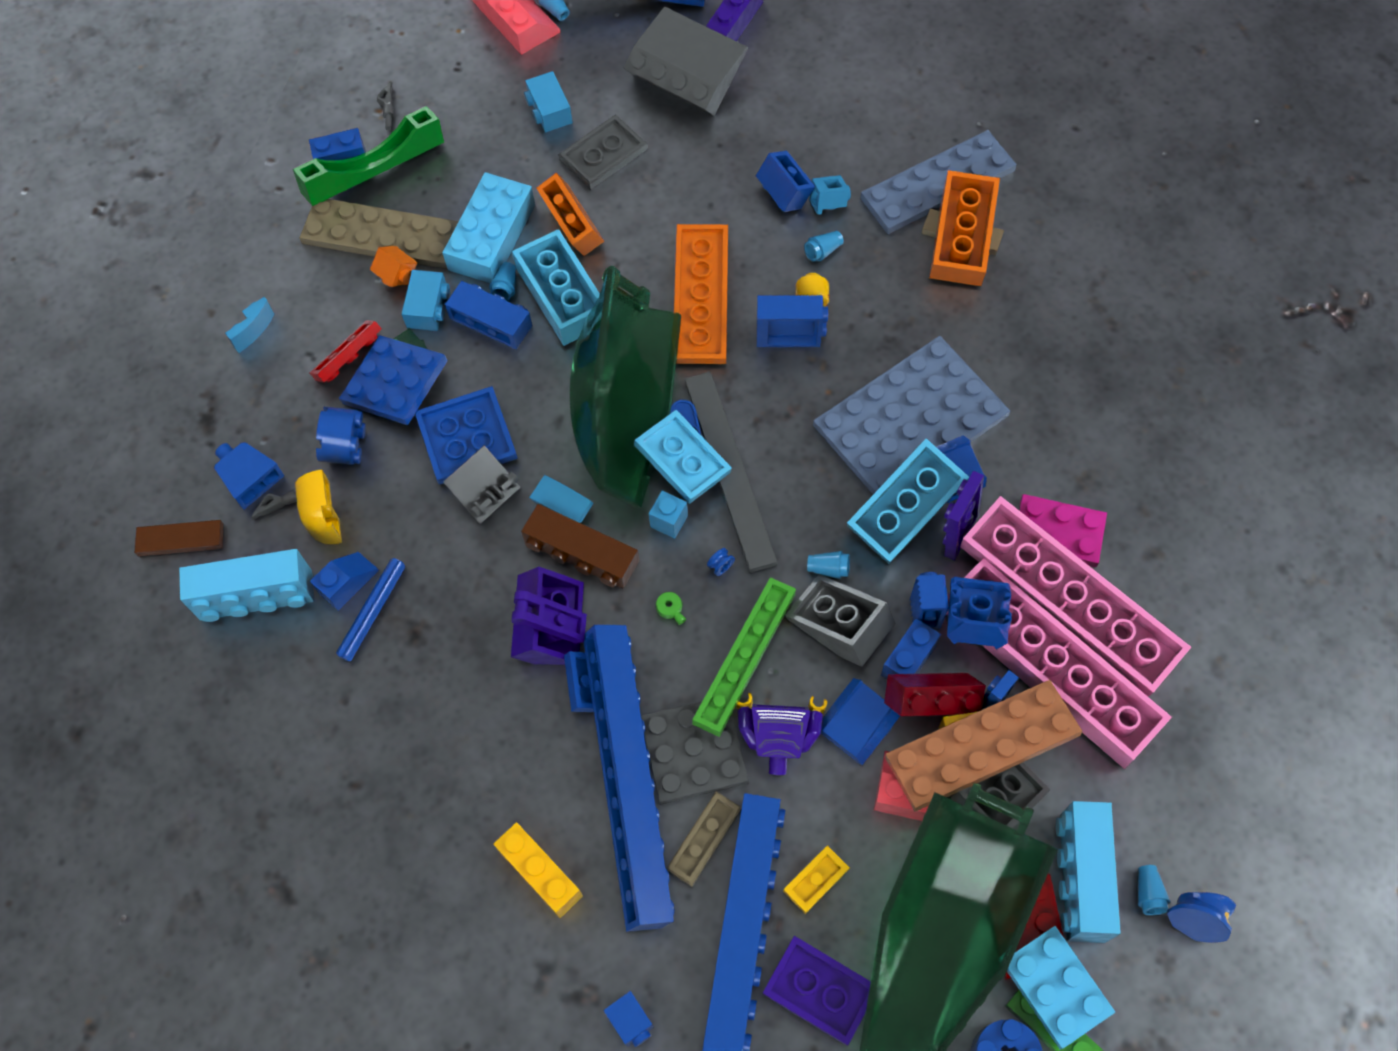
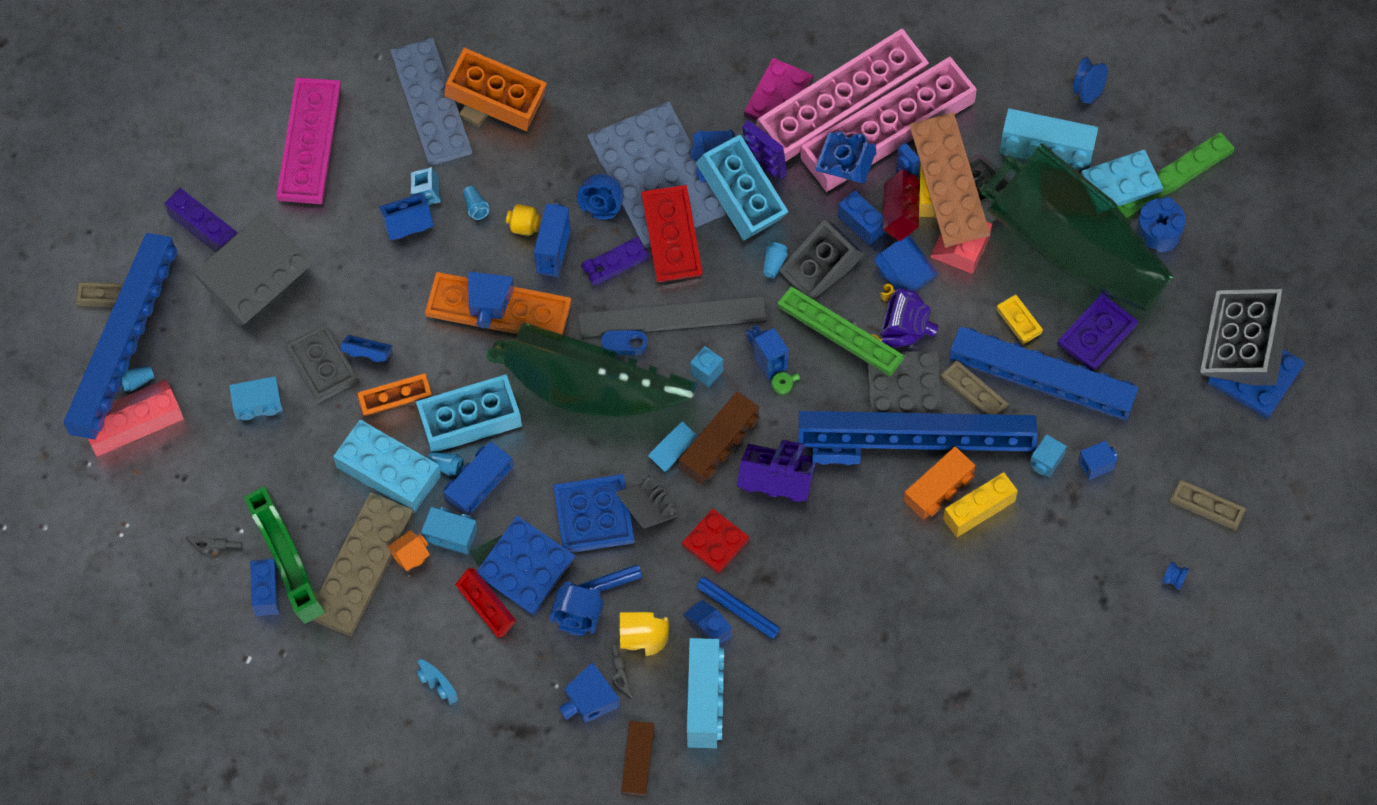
camera: 80 degrees left, 0 degrees up
(387, 466) = (614, 579): none -> blue axle
(452, 569) = (715, 541): none -> red plate
(561, 815) = (939, 483): none -> orange brick
(622, 948) = (1047, 456): none -> dark azure brick
(624, 182) = (368, 348): none -> blue plate
(682, 456) = (660, 343): medium azure plate -> none
(694, 577) = (770, 353): none -> blue brick
(701, 273) = (488, 296): none -> blue torso
(787, 397) = (615, 261): none -> dark purple plate
(830, 441) = (671, 233): none -> red plate
(857, 83) = (309, 140): none -> dark pink plate
(864, 361) = (601, 196): none -> blue cylinder
(929, 599) = (824, 193): blue brick -> none
(1151, 891) = (1065, 108): dark azure cone -> none

